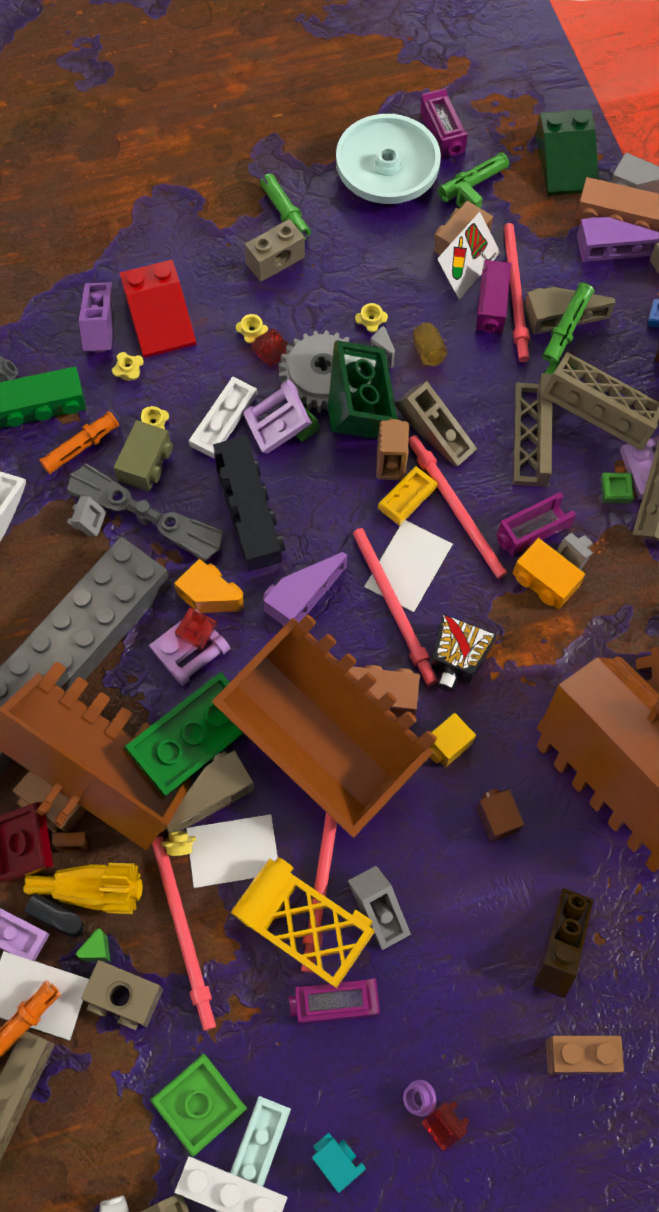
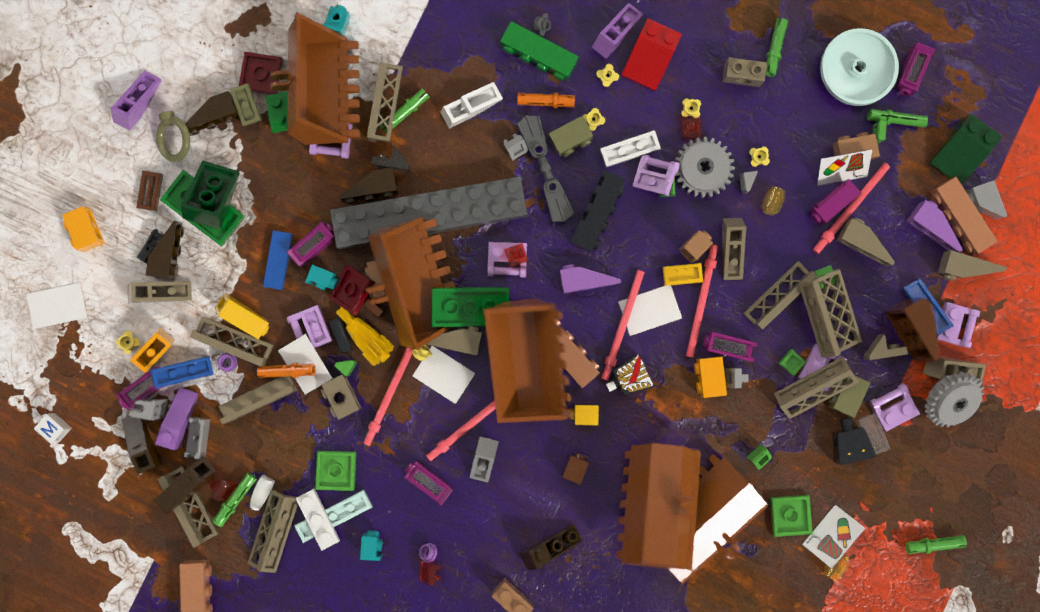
camera: 40 degrees right, 20 degrees up
(206, 590) = (538, 238): light orange slope -> none
(272, 891) = (441, 411): yellow piece -> none
(359, 390) = (709, 199): dark green slope -> none
(563, 332) = (846, 259): bright green pin -> none

